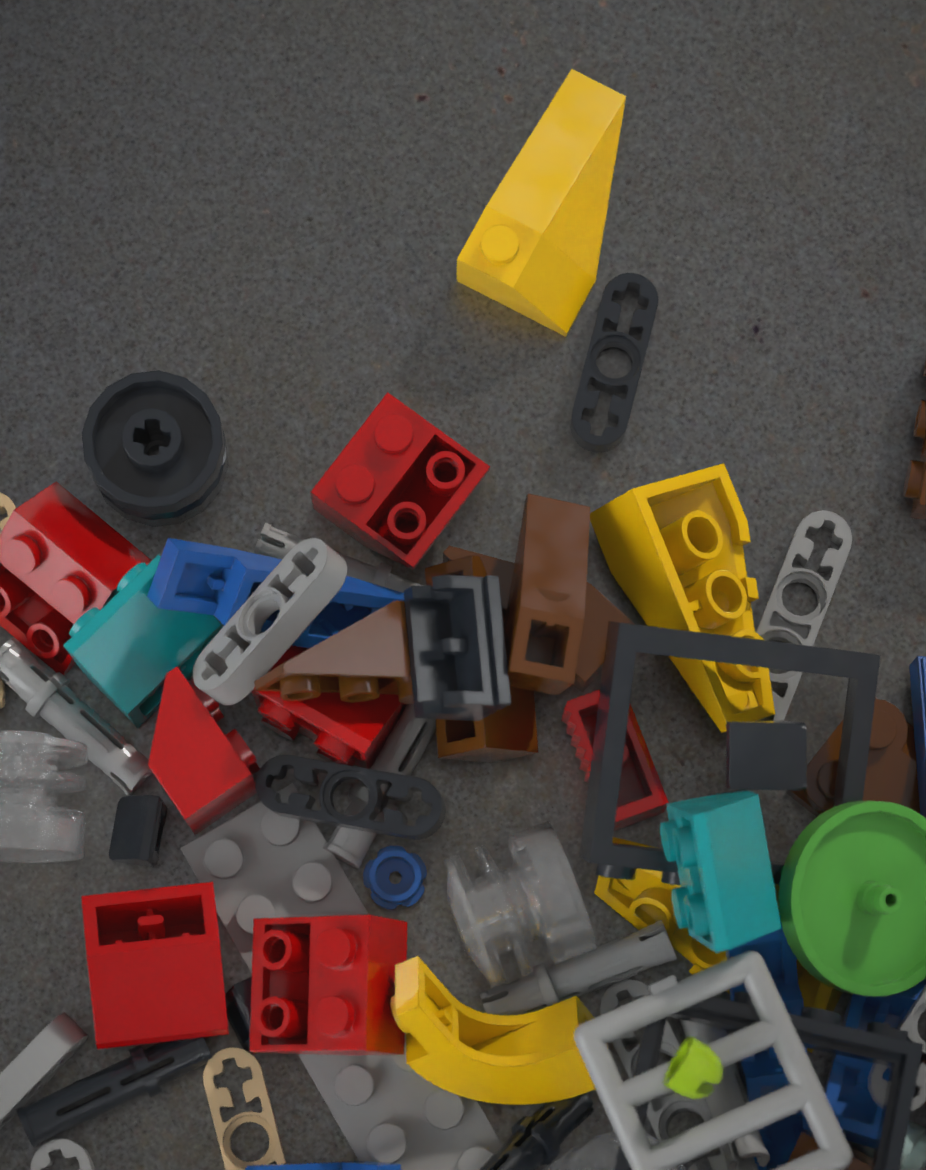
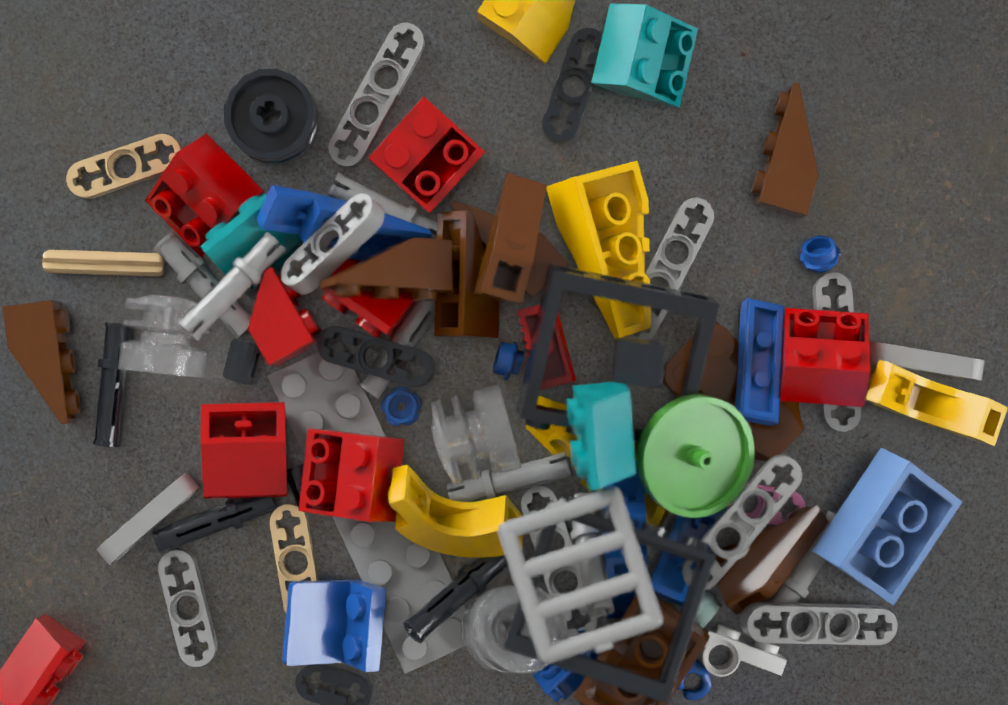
camera: 10 degrees right, 10 degrees up
(135, 681) = (232, 286): none -> light grey pin
(306, 402) = (382, 98): none -> light grey beam
(457, 648) = (450, 272): black hinge -> none
(555, 787) = (508, 359): none -> blue plate
(693, 1070) = (569, 561): lime hinge -> none
(717, 304) = (644, 54): none -> teal slope

